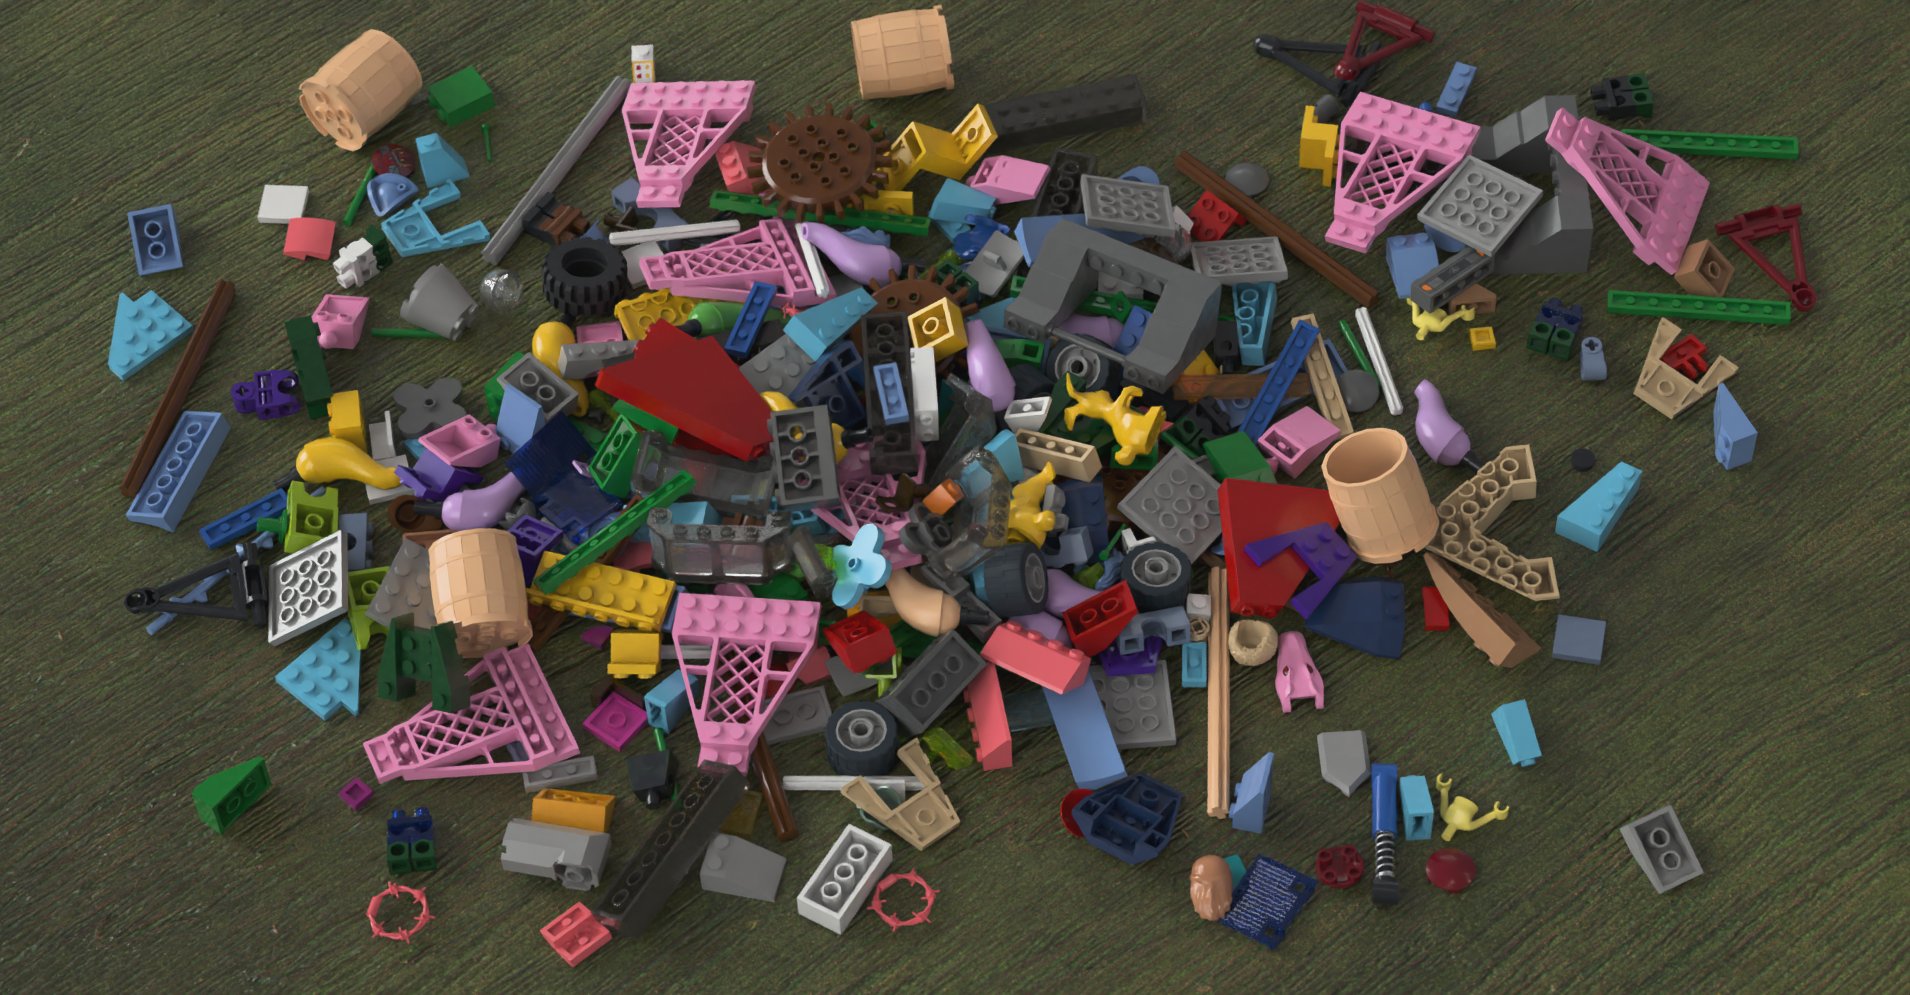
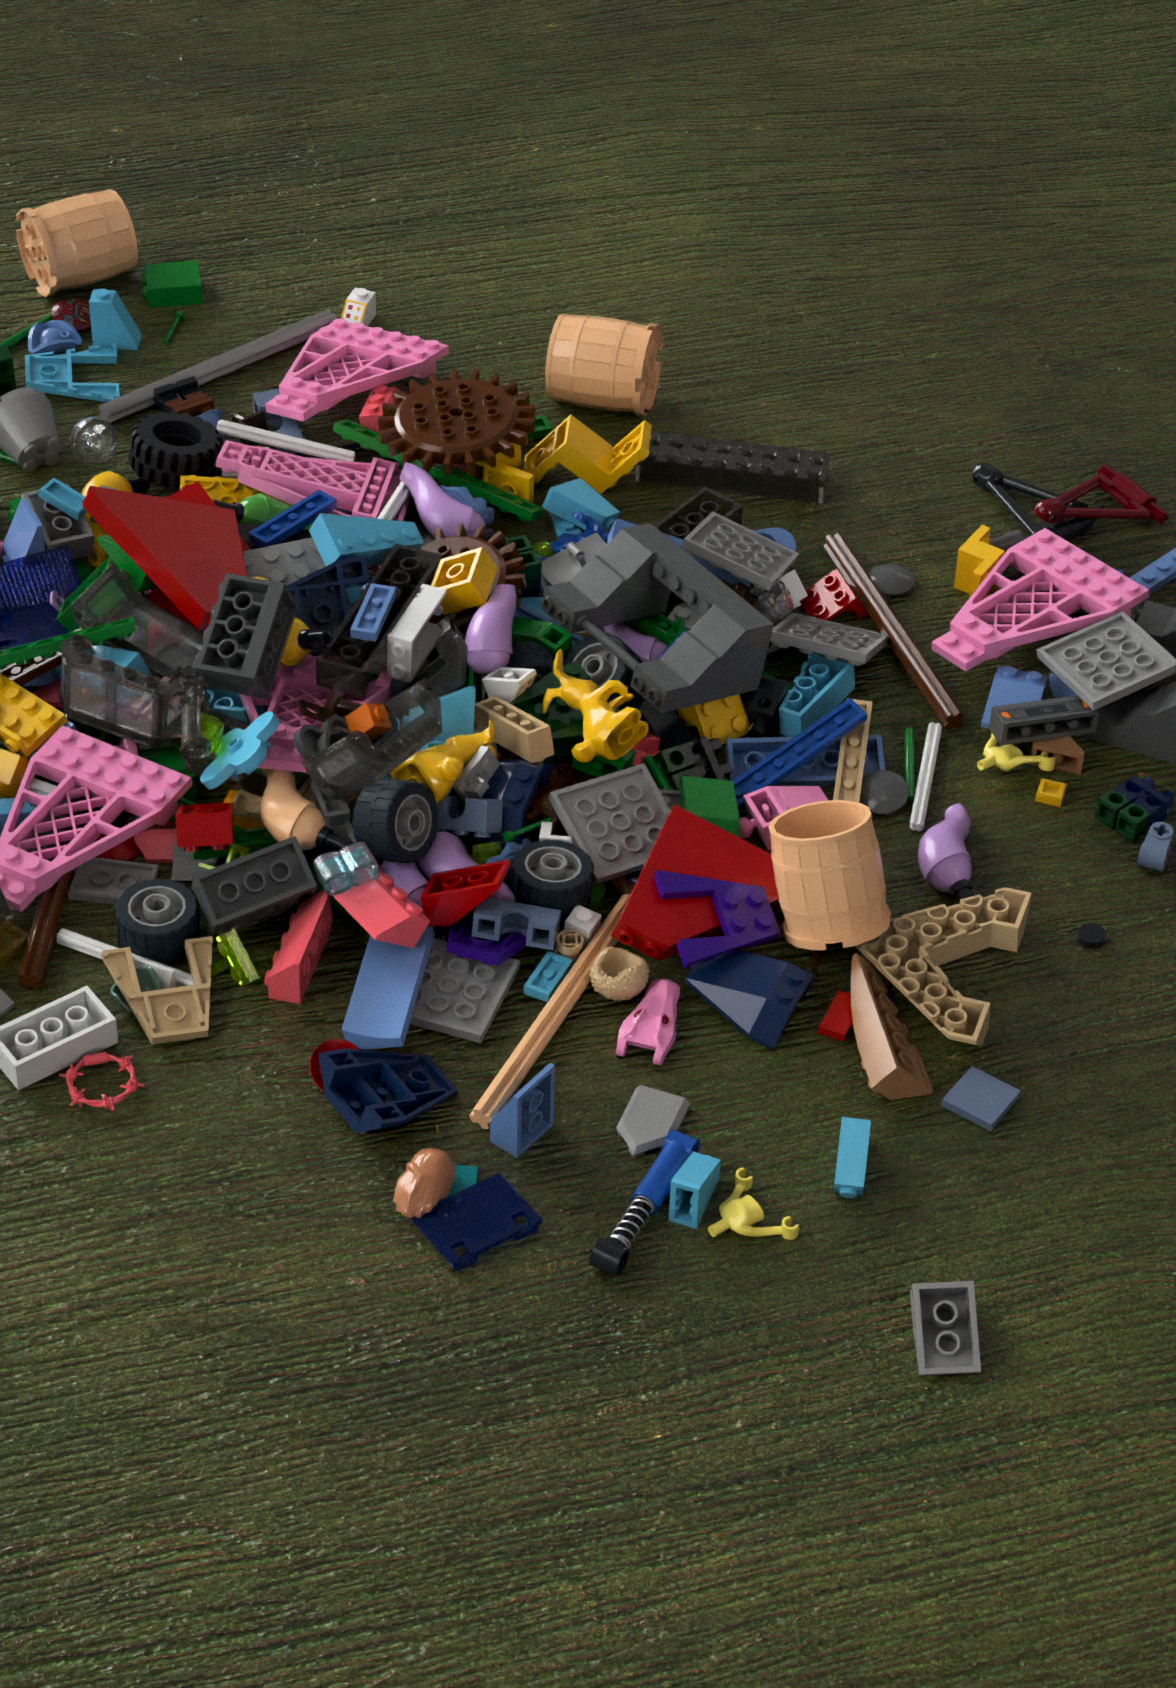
camera: 20 degrees right, 10 degrees down
(537, 368) = (63, 498): none -> medium azure tile
(1004, 640) = (346, 868): none -> clear light blue brick
(1009, 179) = (642, 498): bright pink slope -> none
(1027, 710) = (339, 956): clear light blue slope -> none
(1233, 386) = (752, 742): clear orange tile -> none
(1339, 866) = (577, 1216): dark red dish -> none
(1450, 869) = (697, 1265): dark red dish -> none
(1600, 507) = (1080, 982): medium azure wedge -> none

